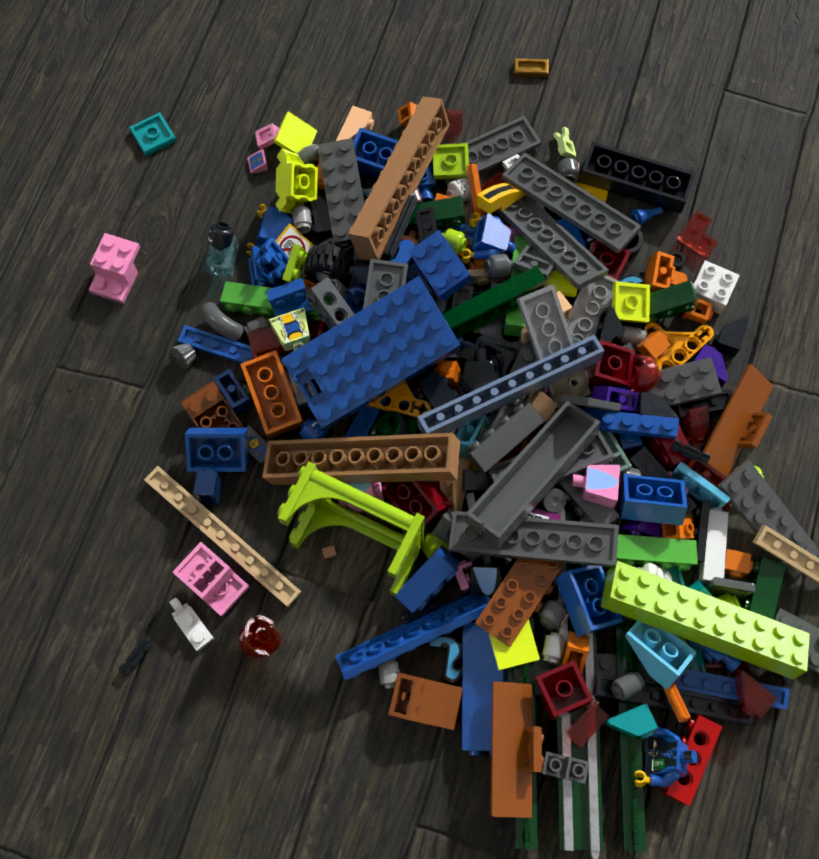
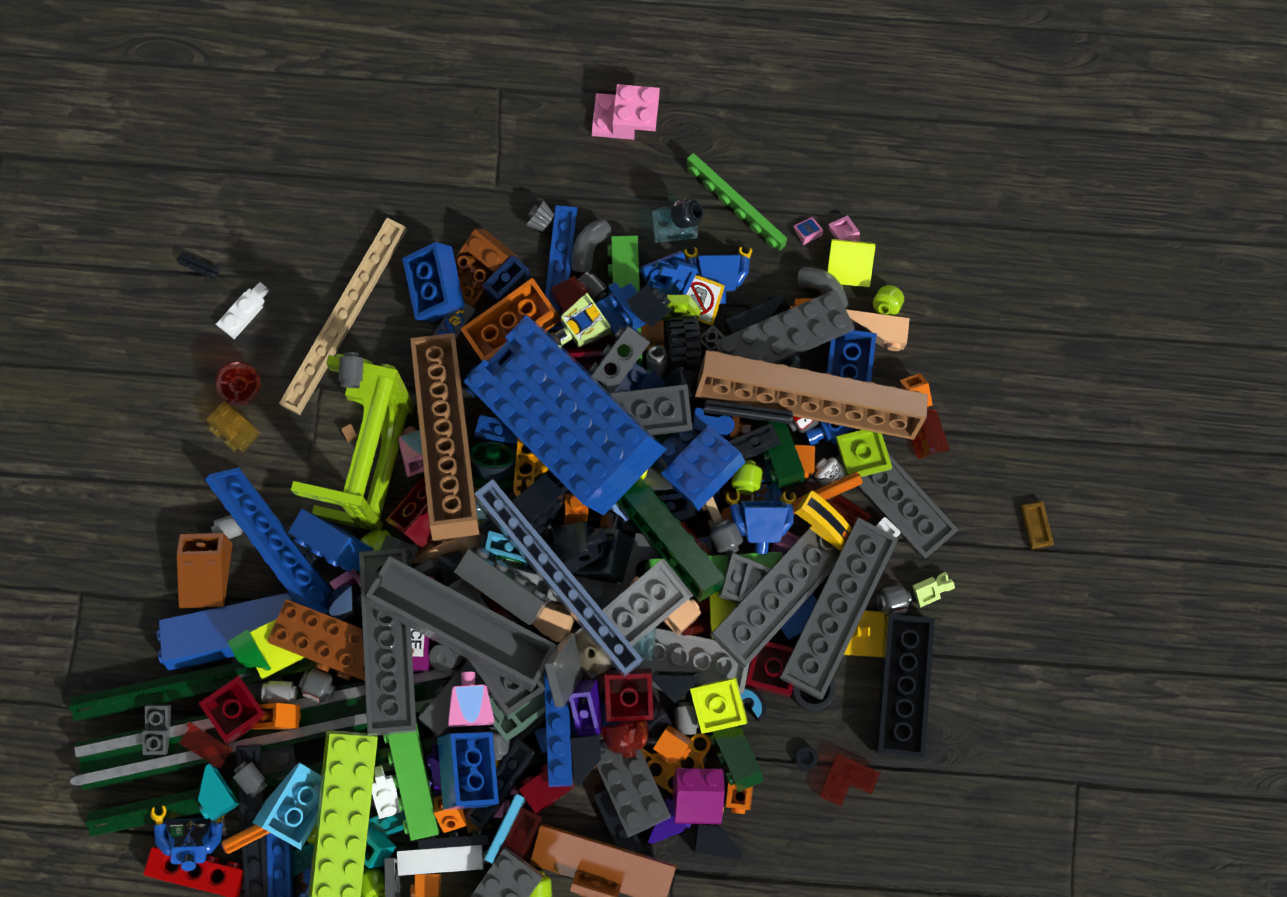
camera: 75 degrees right, 5 degrees up
(153, 134) = (815, 102): teal tile -> none
(208, 487) = (389, 285): dark blue brick -> none
(211, 579) = (289, 316): bright pink bracket -> none
(218, 206) = (741, 207): none -> bright green plate
(294, 181) = (777, 275): neon yellow slope -> none
(295, 269) = (650, 305): none -> black brick
(298, 652) = (233, 427): none -> clear yellow brick
(300, 497) = (350, 370): none -> dark grey brick
(302, 219) = (739, 299): light grey brick -> none
(333, 118) = (888, 300): none -> lime head
(453, 655) = (270, 586): animal -> none
(514, 750) = (163, 669): dark orange bracket -> none
(515, 664) = (247, 651): none -> green slope
(582, 597) = (335, 711): blue brick -> none
(643, 215) = (853, 703): blue cone -> none
(661, 272) = (775, 741): orange brick -> none
(690, 452) = (535, 805): black axle -> none
(696, 425) = (583, 815): clear red slope -> none
(697, 335) = (698, 796): none -> magenta slope
(715, 285) = (776, 808): white brick -> none

